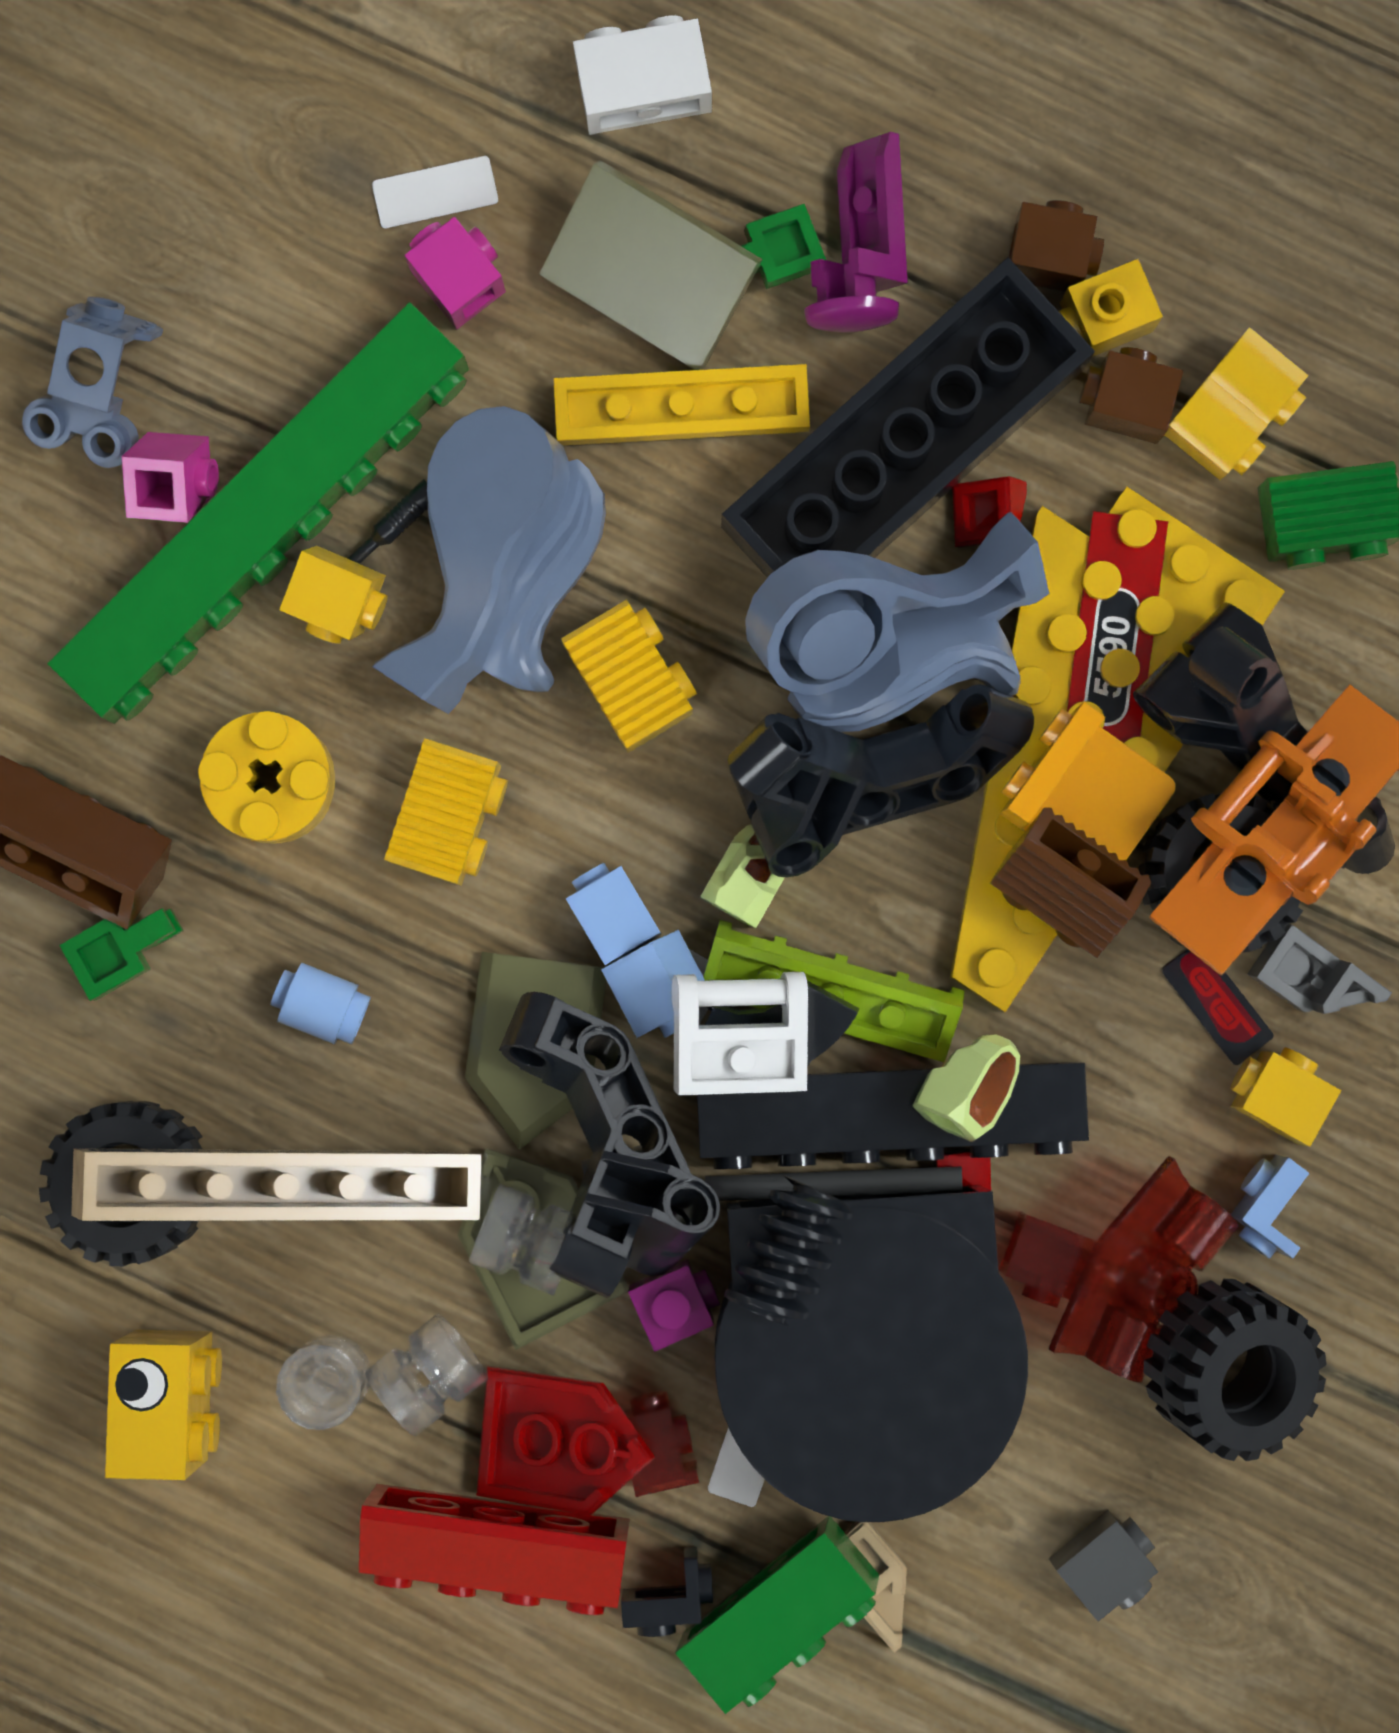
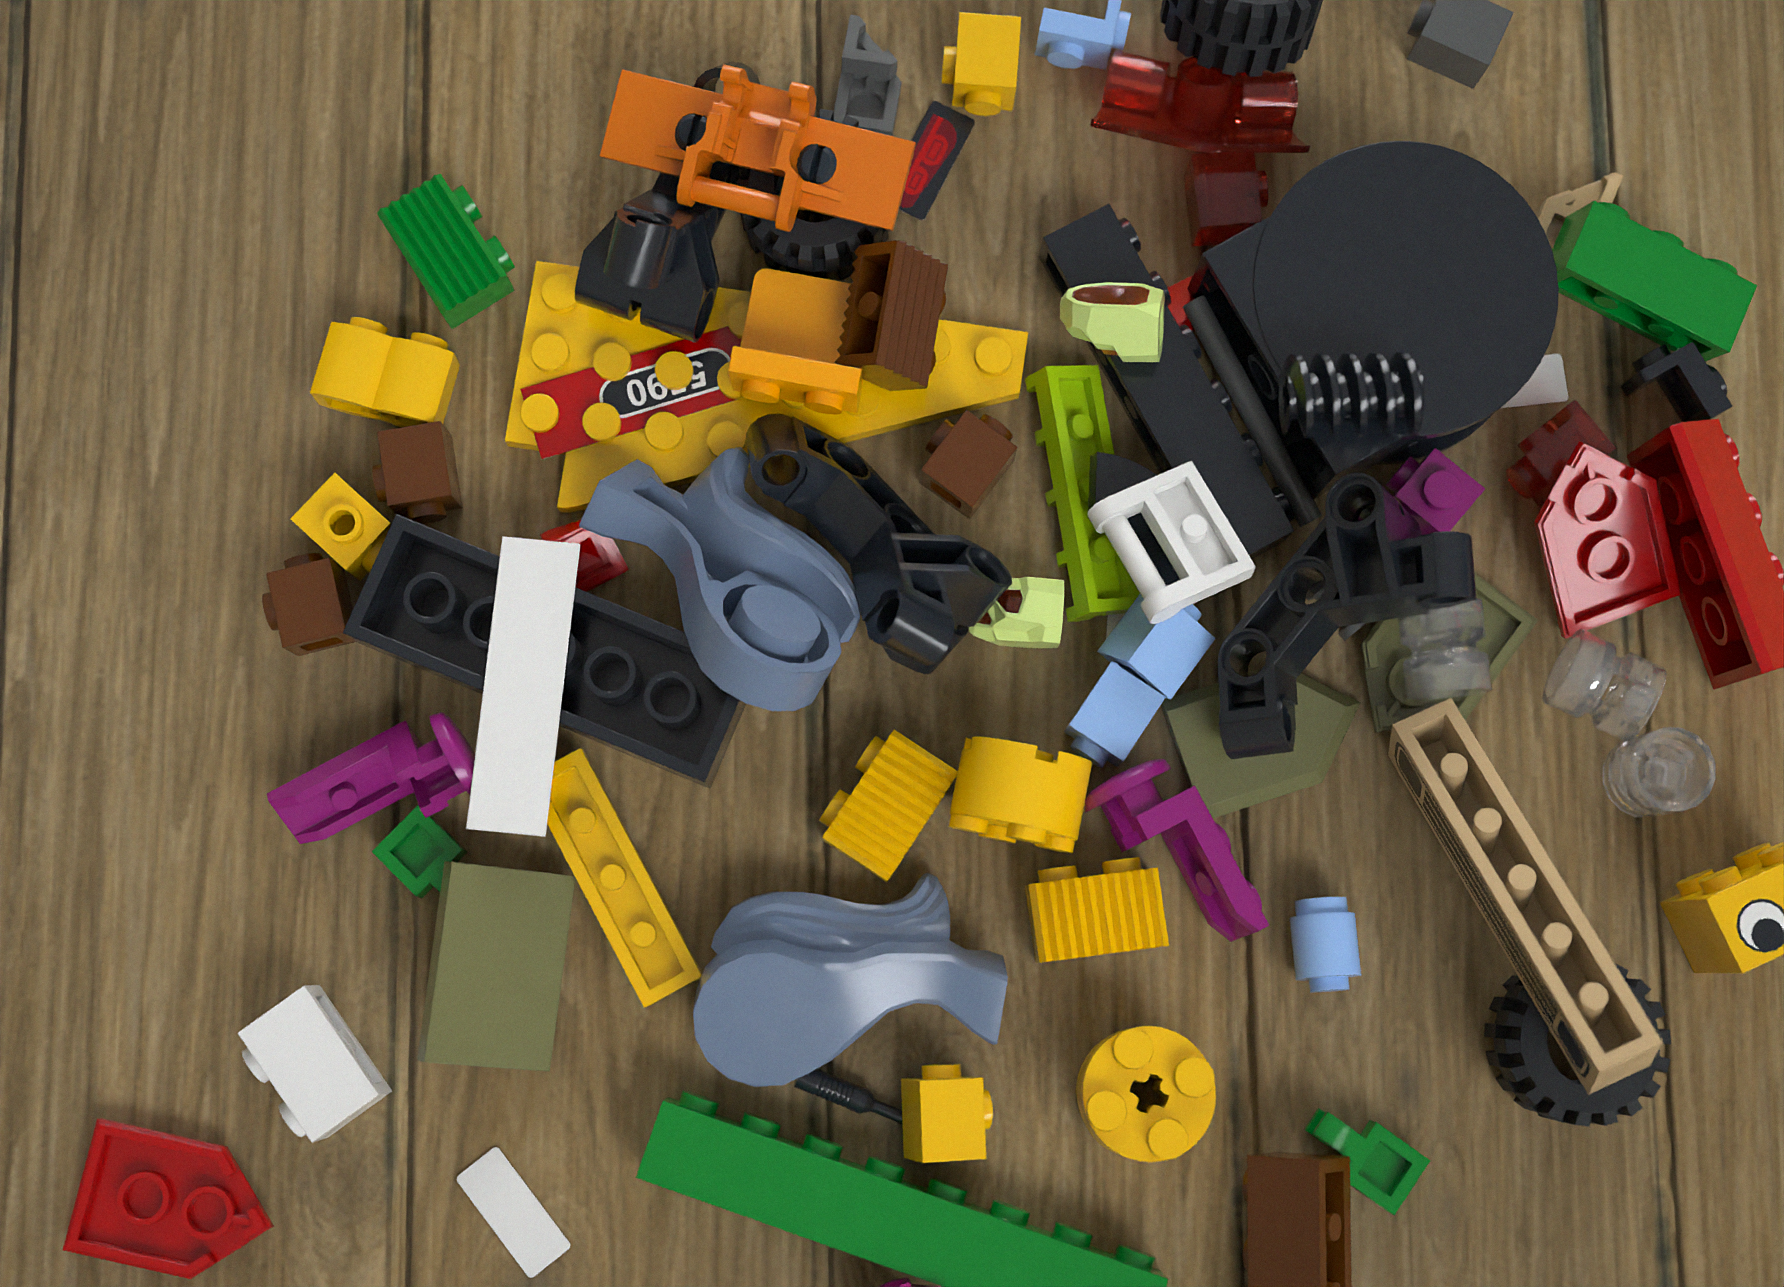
camera: 120 degrees left, 5 degrees down
(455, 269) = (581, 1152): dark pink brick -> none
(460, 936) = (1193, 839): none -> magenta piece
(580, 791) = (1019, 793): none -> yellow brick
(884, 394) = (523, 686): none -> white sticker
(909, 896) = (967, 461): none -> reddish brown brick

